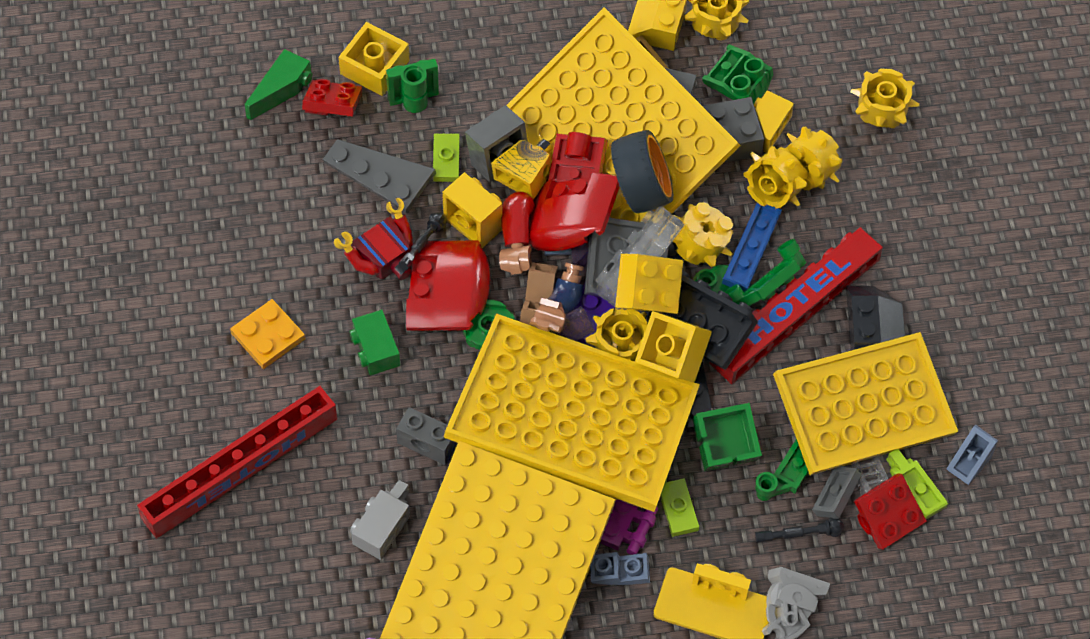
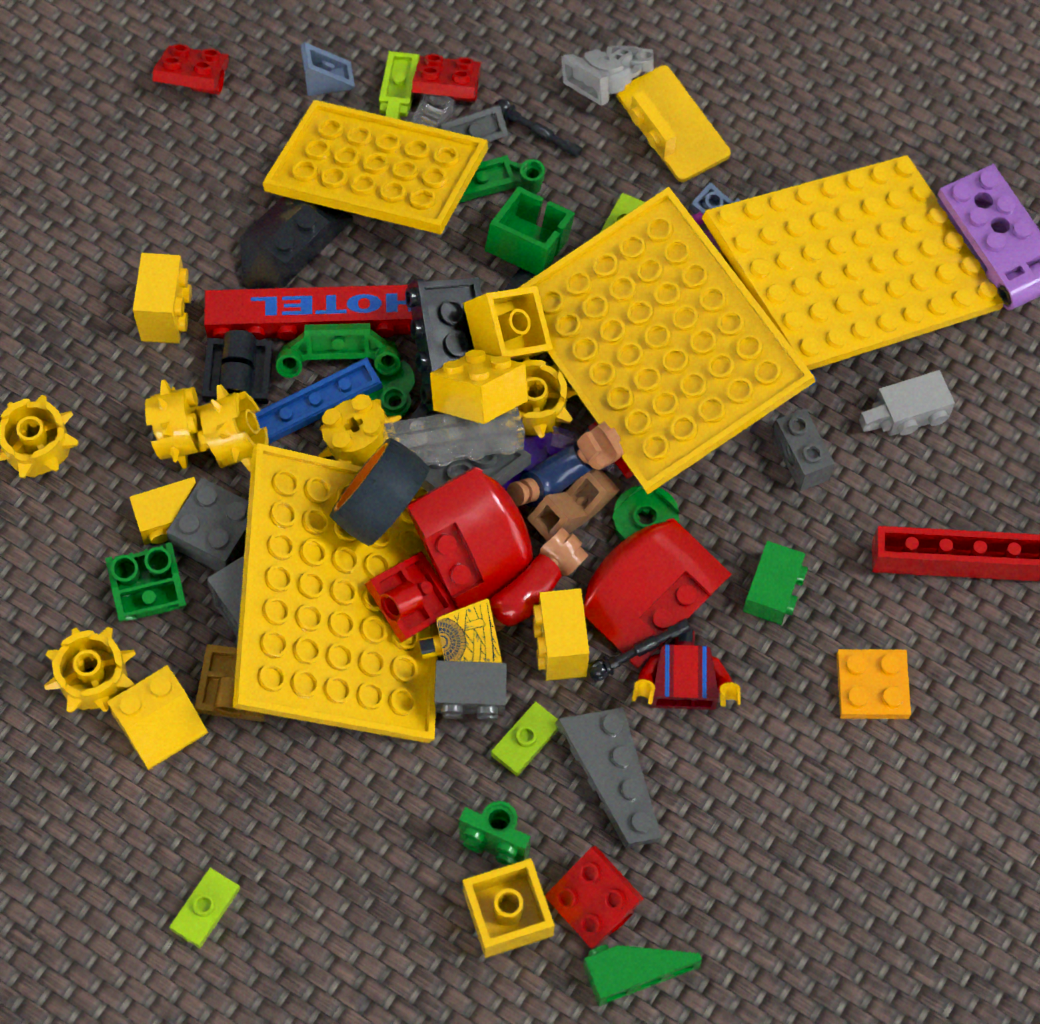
camera: 140 degrees left, 5 degrees up
(815, 226) = (239, 365): none -> black plate
(902, 222) = (161, 298): none -> yellow brick
(1053, 386) = (192, 68): none -> red plate

